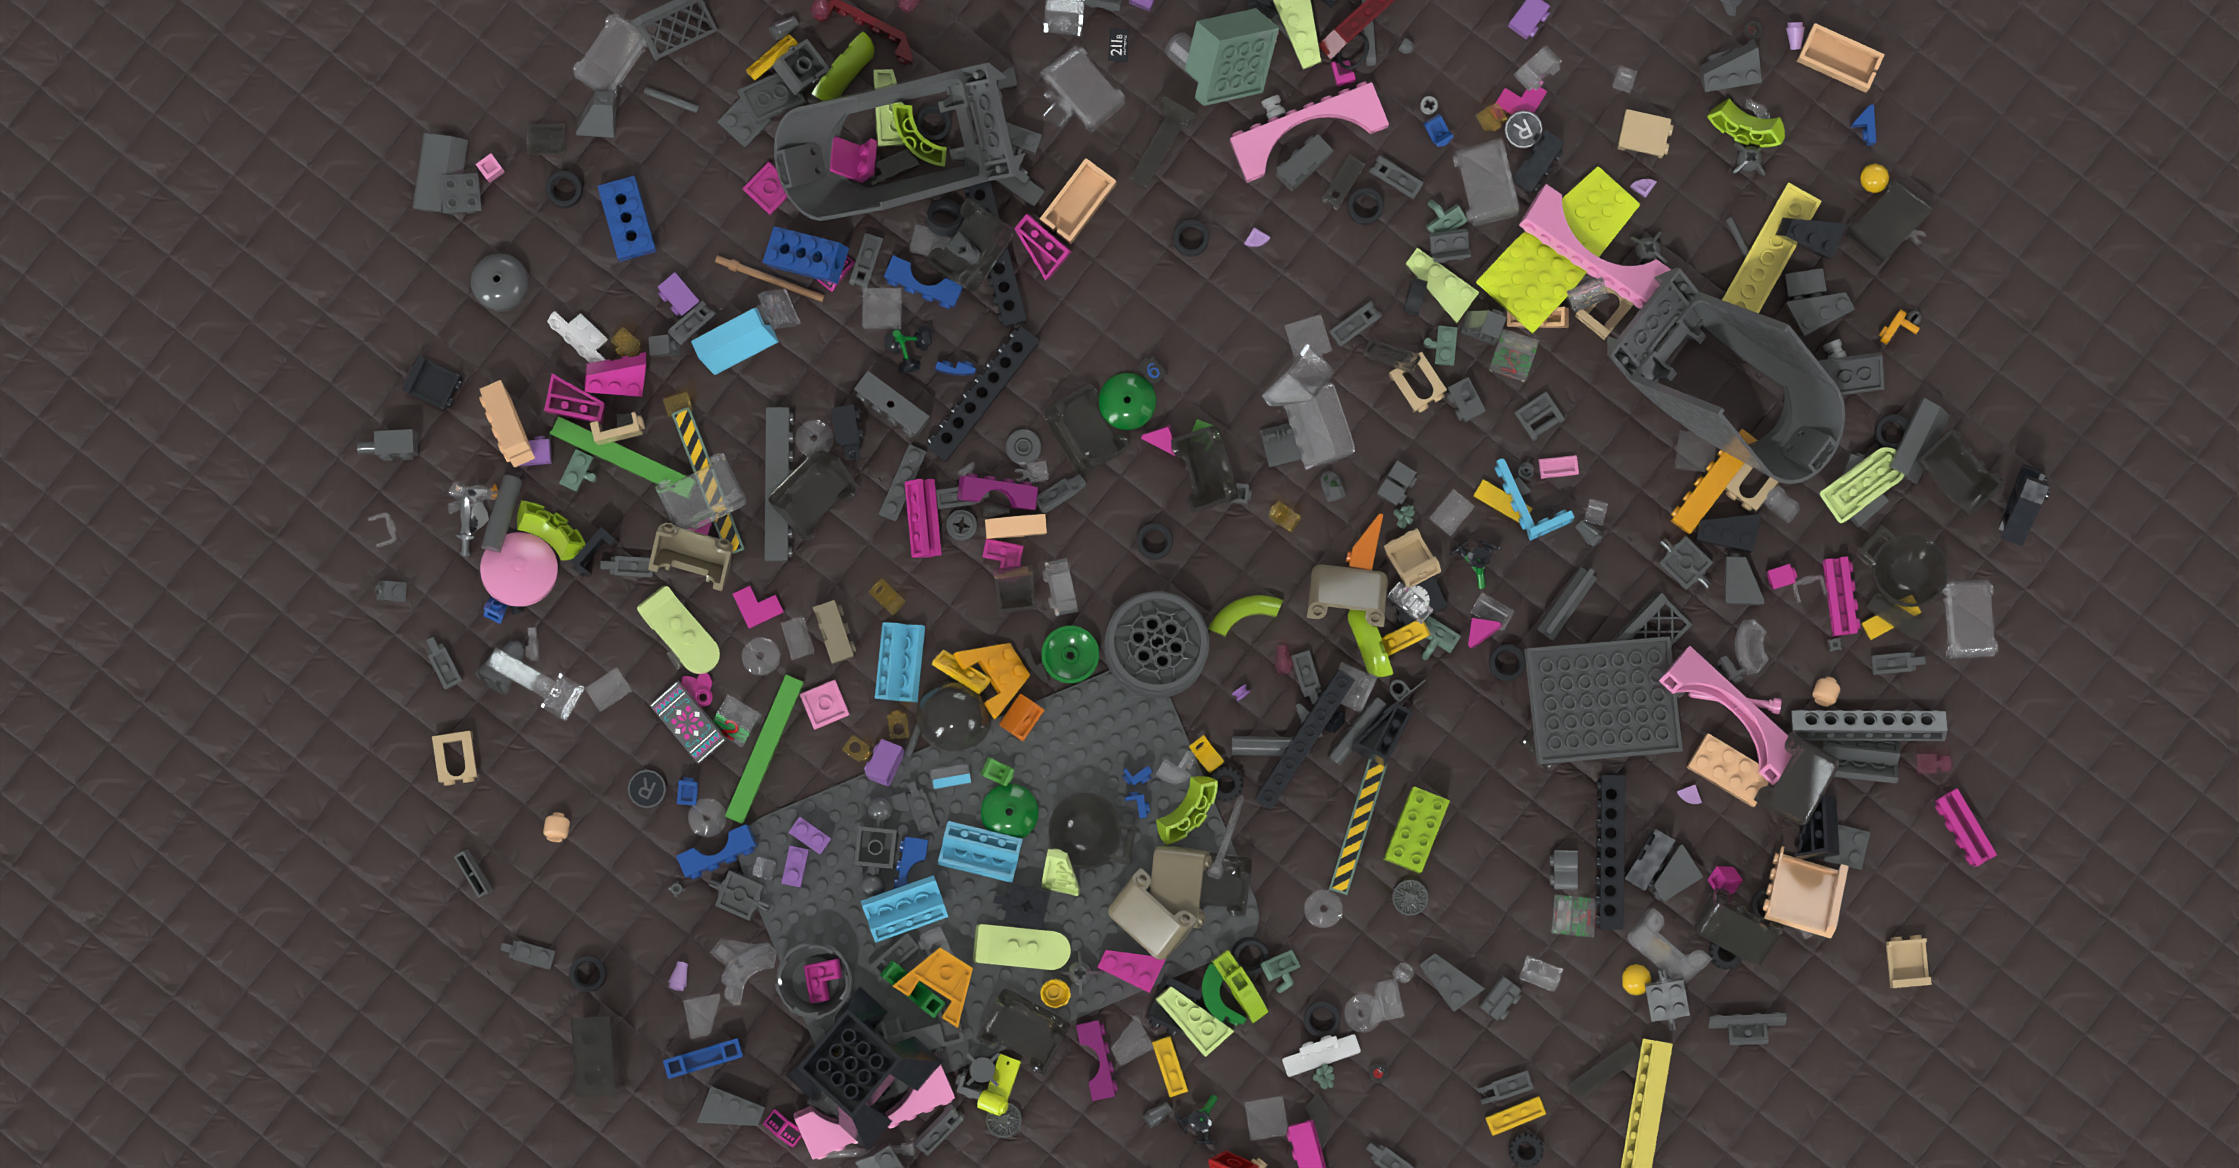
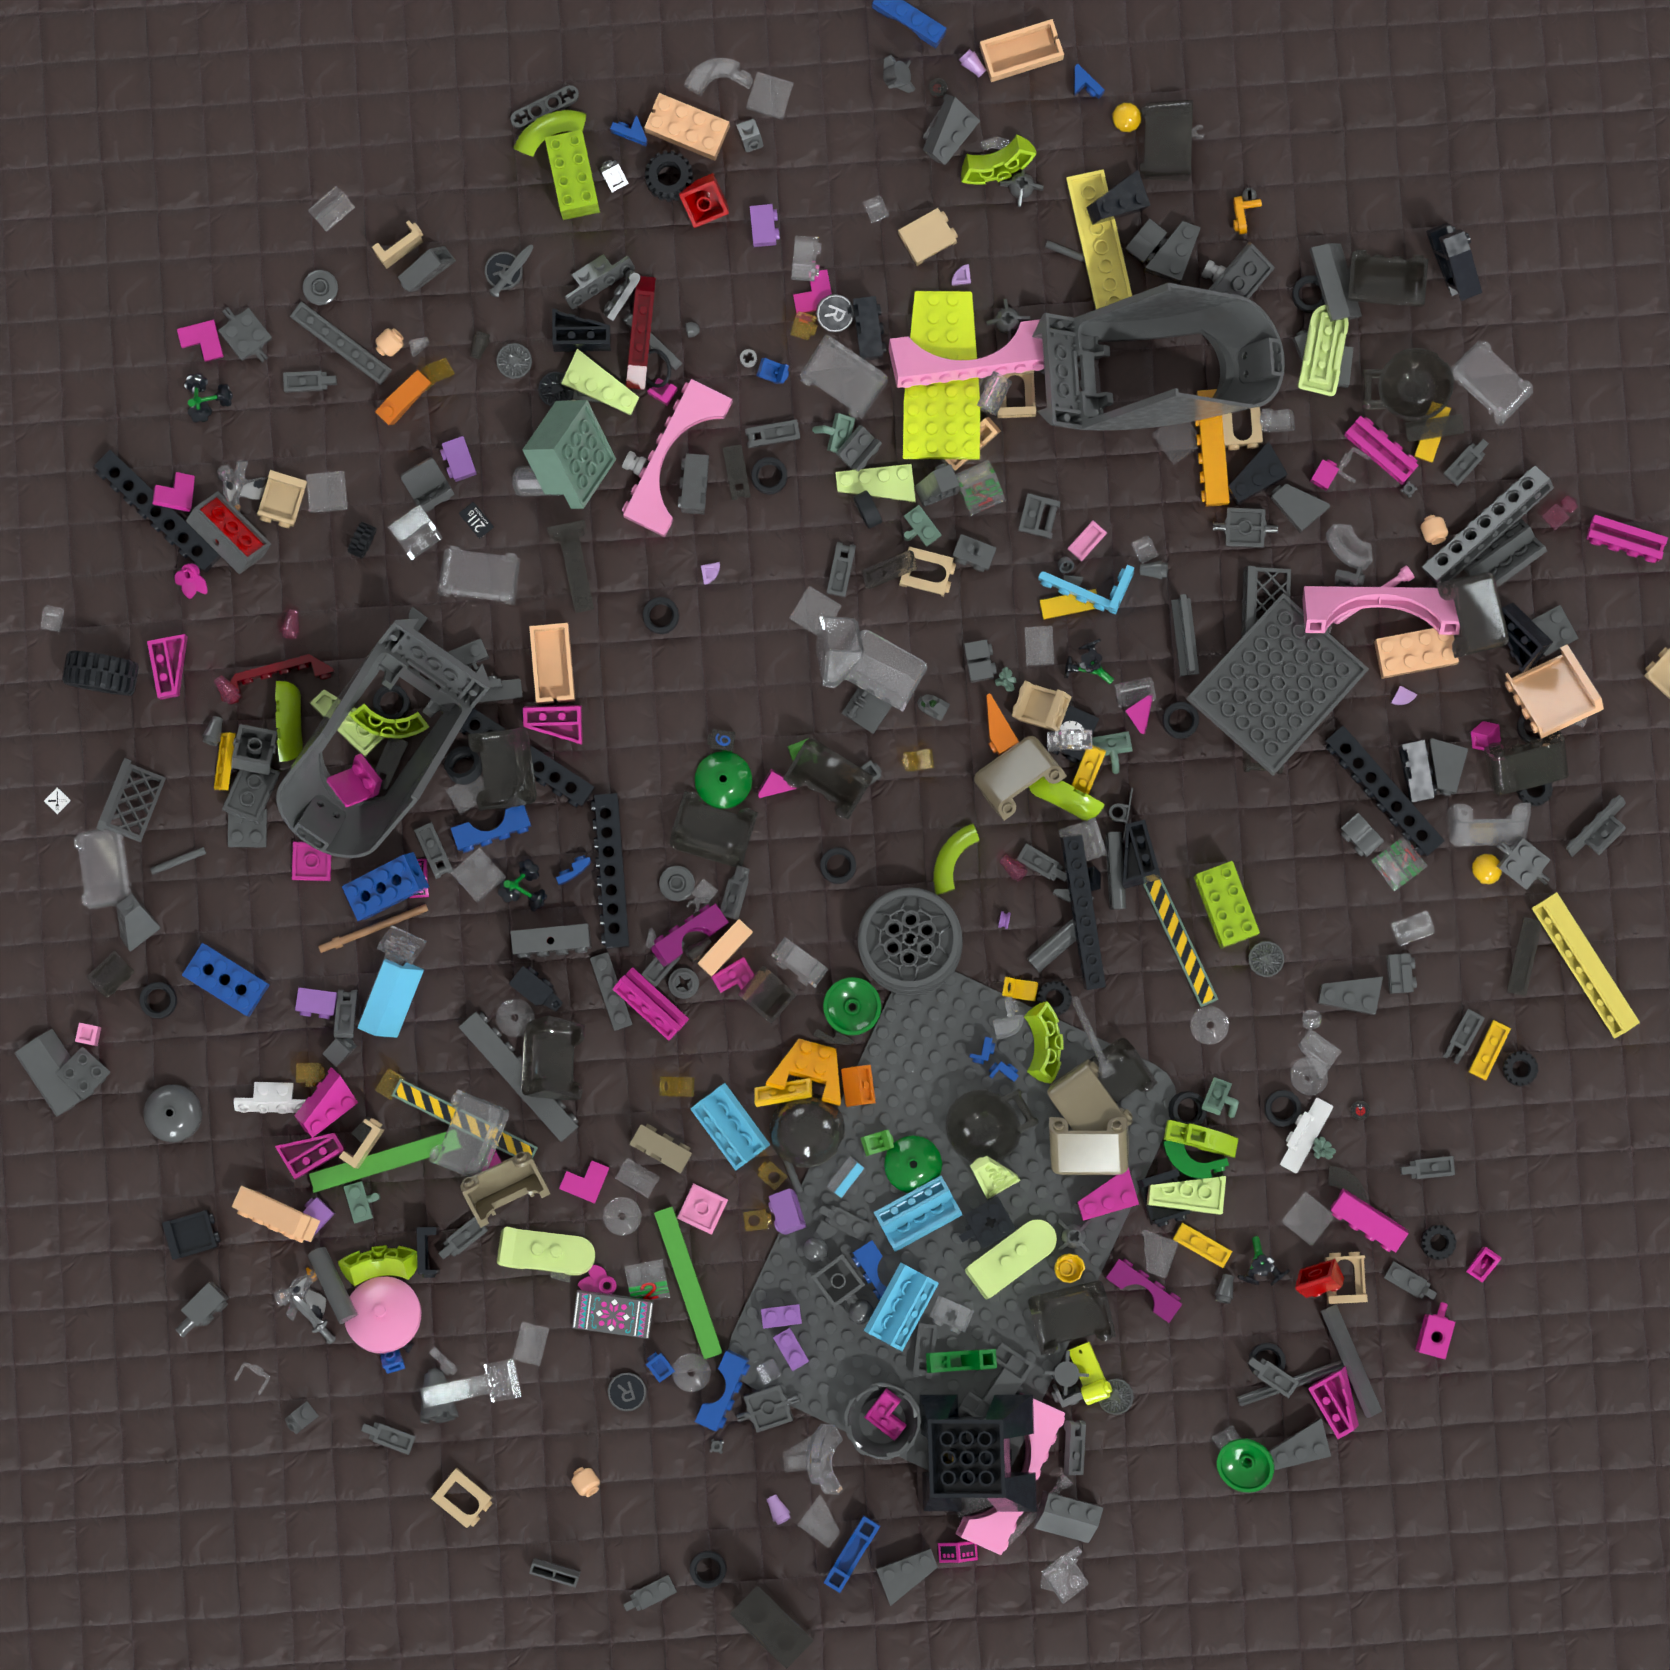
camera: 40 degrees left, 0 degrees up
(946, 976) = (975, 1329): light orange wing -> none
(964, 248) = (500, 775): dark grey piece -> none
(1059, 111) = (477, 609): clear panel -> none

